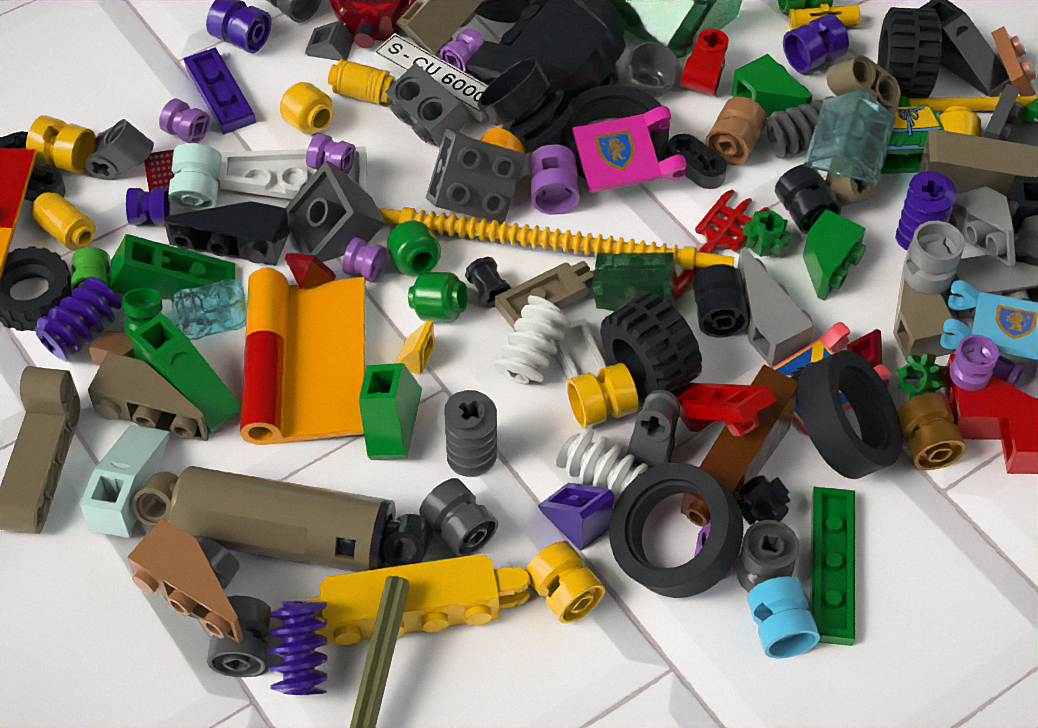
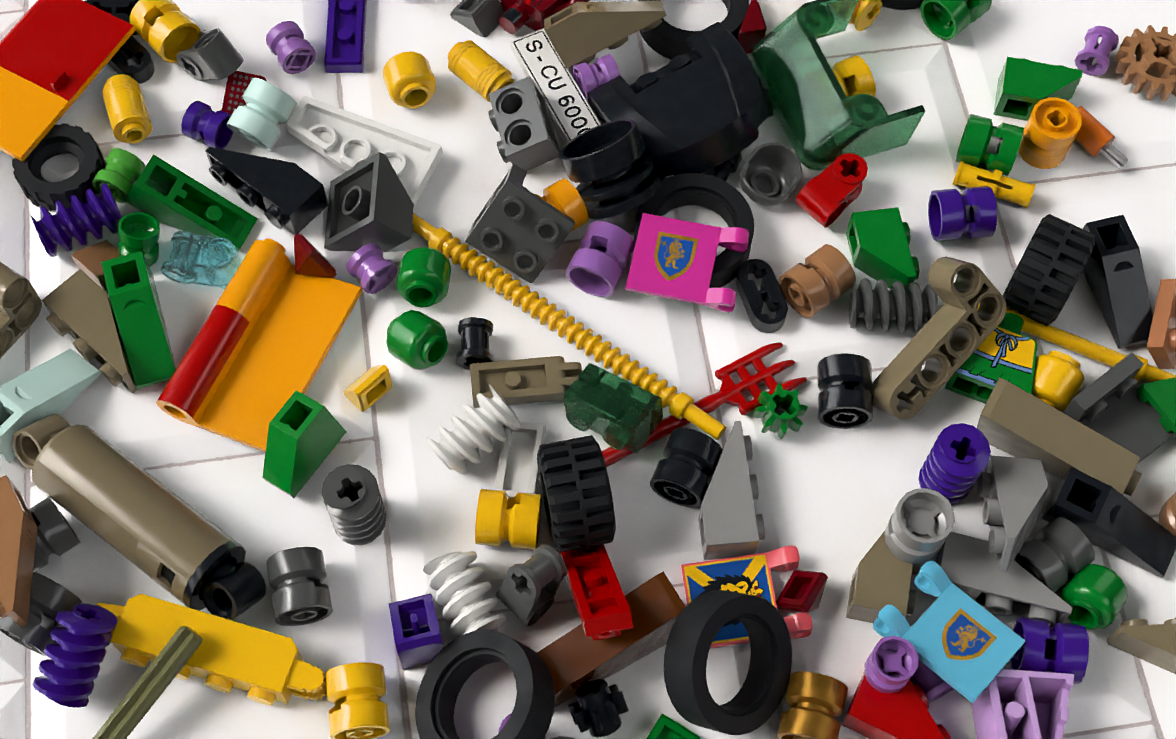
camera: 25 degrees right, 10 degrees up
(323, 149) = (391, 139): medium lavender wheel -> none
(830, 250) = (836, 458): green slope -> none
(851, 137) = (915, 350): clear light blue slope -> none
(921, 375) = (841, 647): green gear -> none

